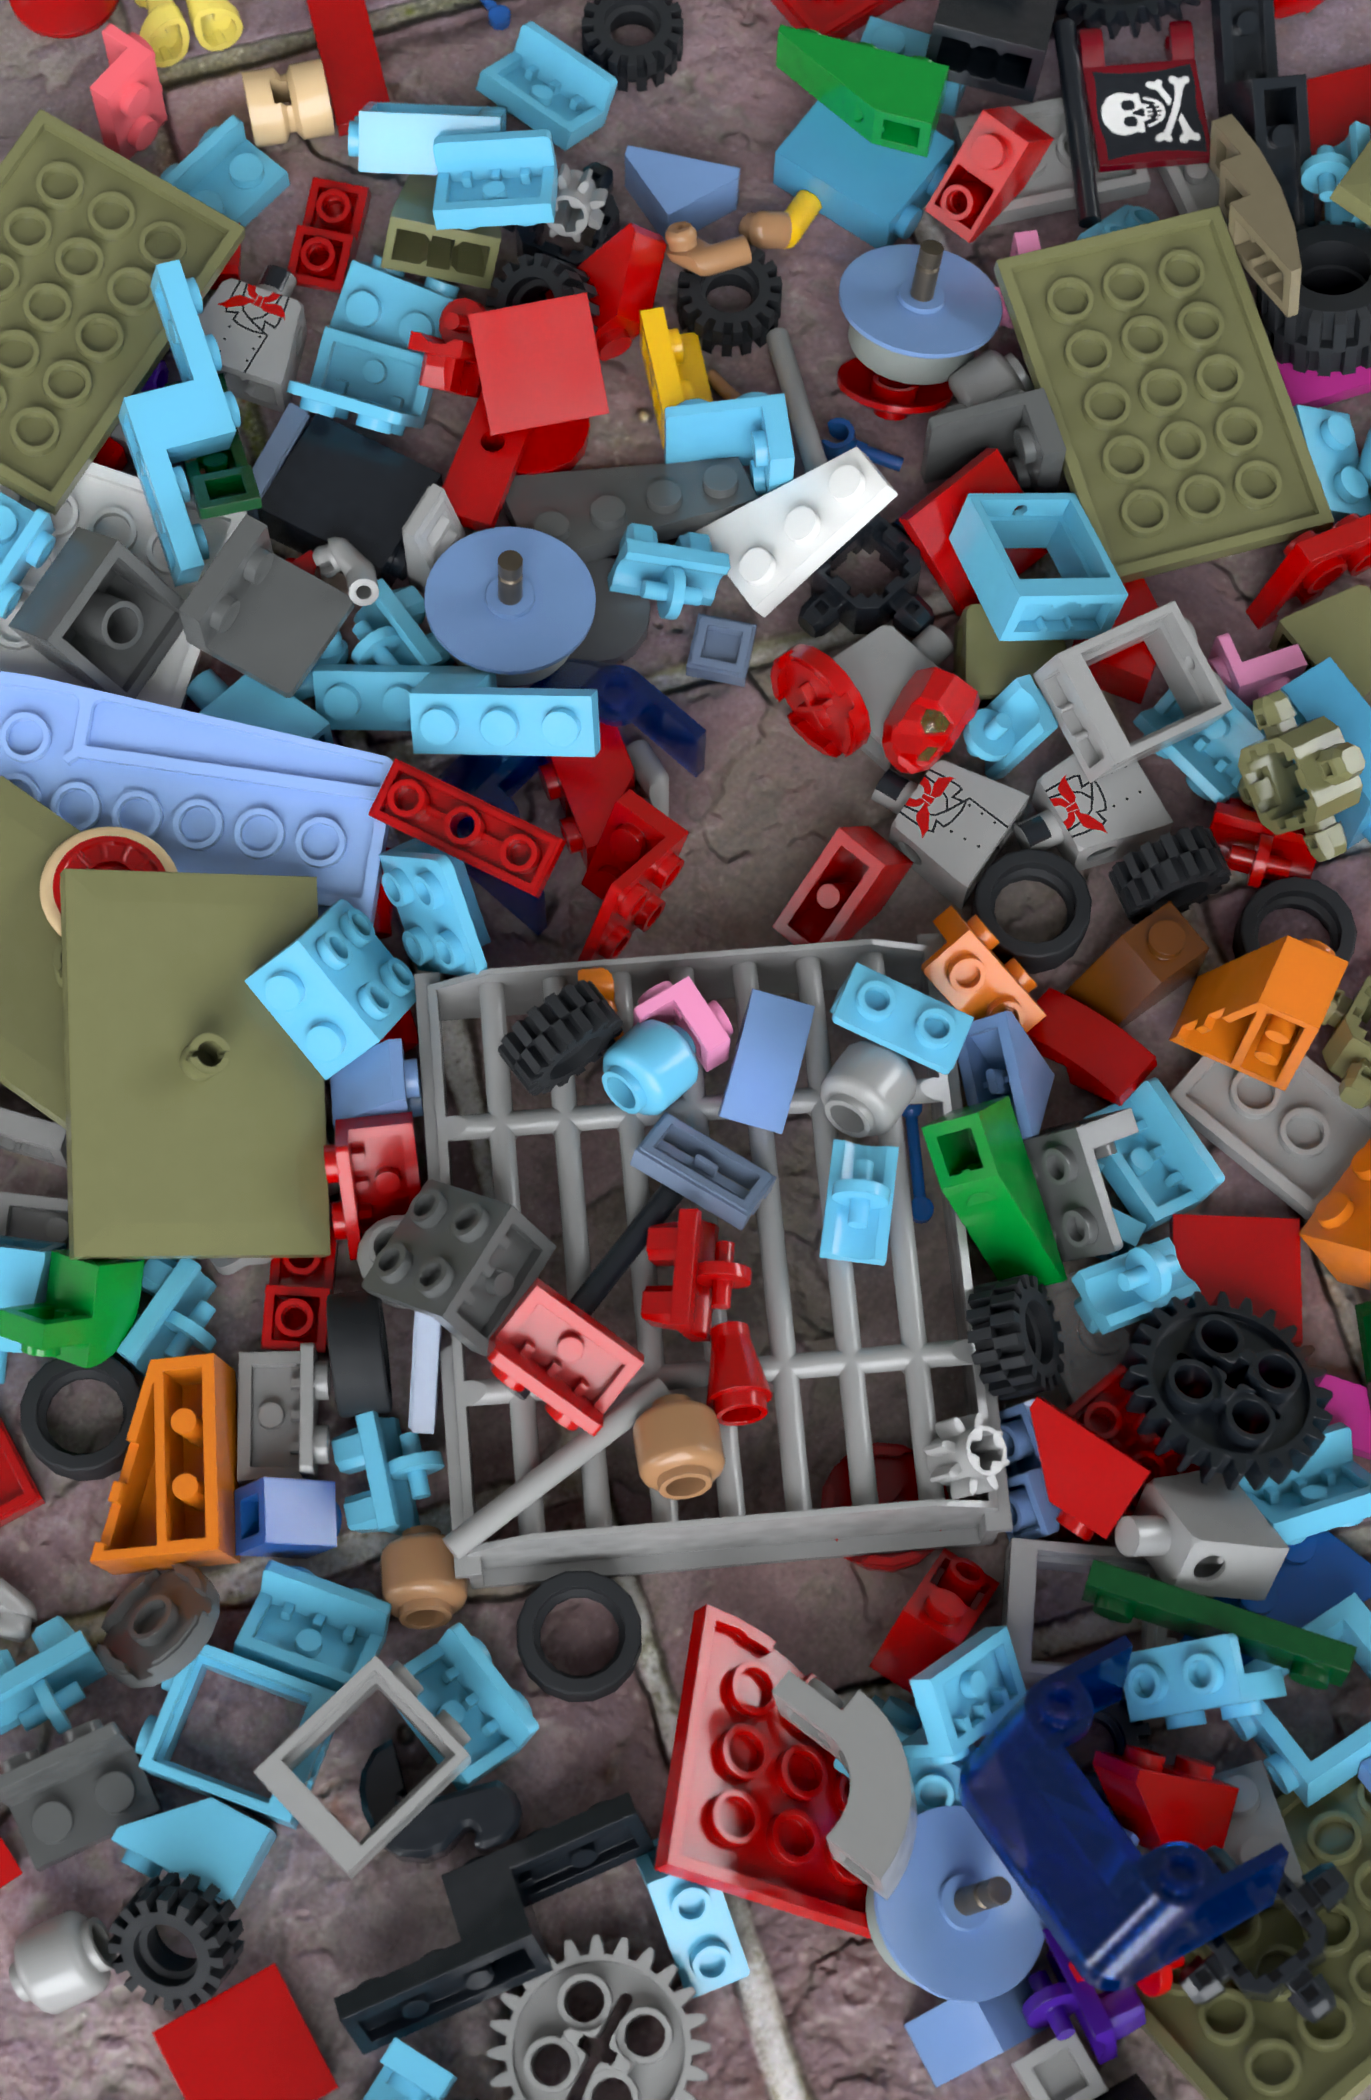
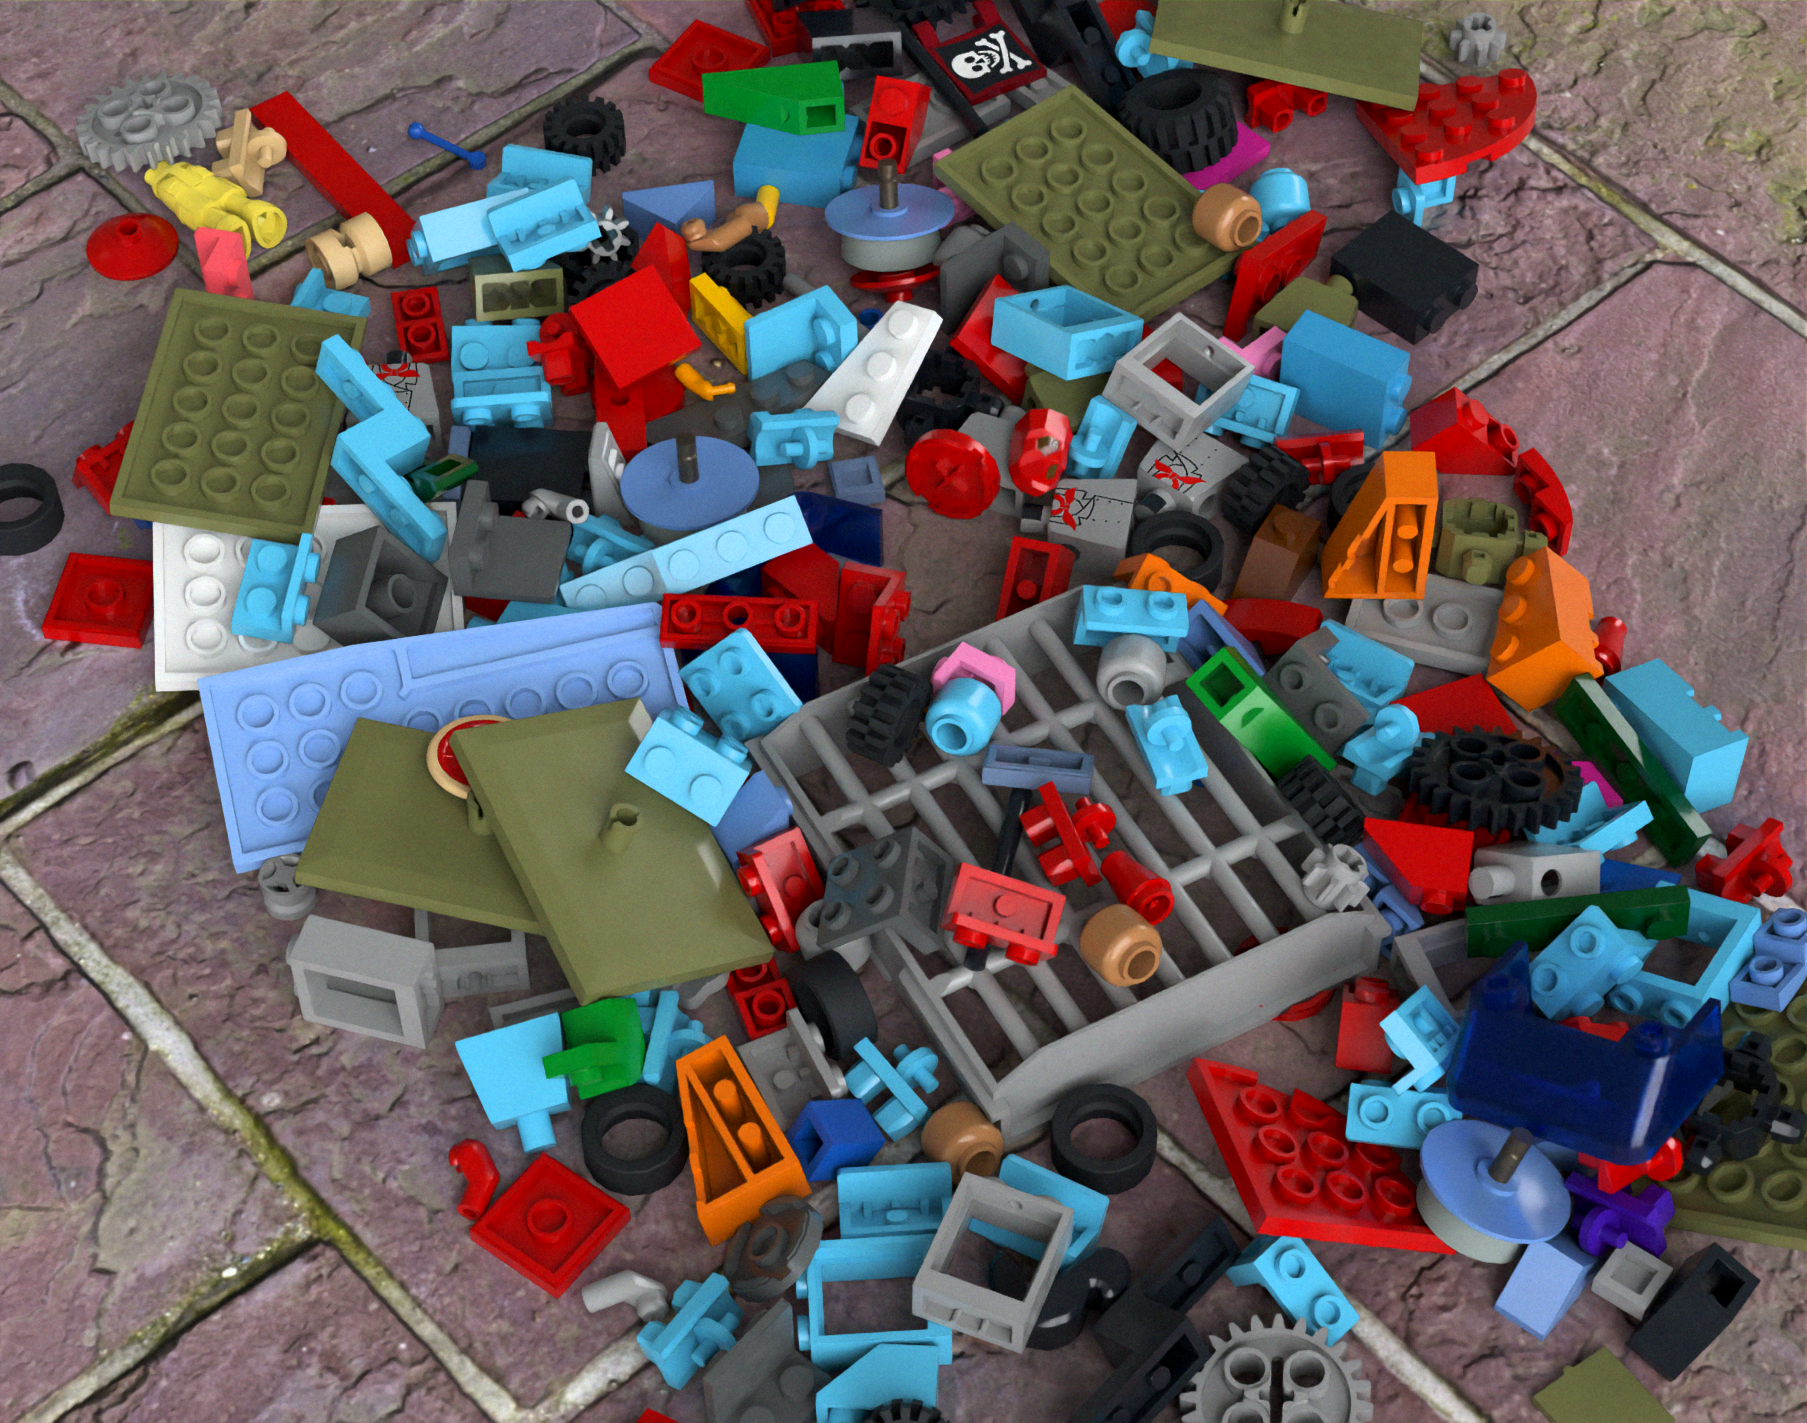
camera: 20 degrees left, 20 degrees down
(424, 1374) = (888, 990): tile -> none
(552, 1471) = (1030, 1006): light grey bar -> none
(598, 448) = (698, 385): none -> light orange piece
(767, 1061) = (1047, 685): medium blue slope -> none
(881, 1810) = (1376, 1096): light grey arch -> none
(1256, 213) = (1104, 77): dark tan slope -> none
(1303, 481) = (1227, 217): none -> medium nougat head
(1323, 766) = (1345, 365): olive piece -> none

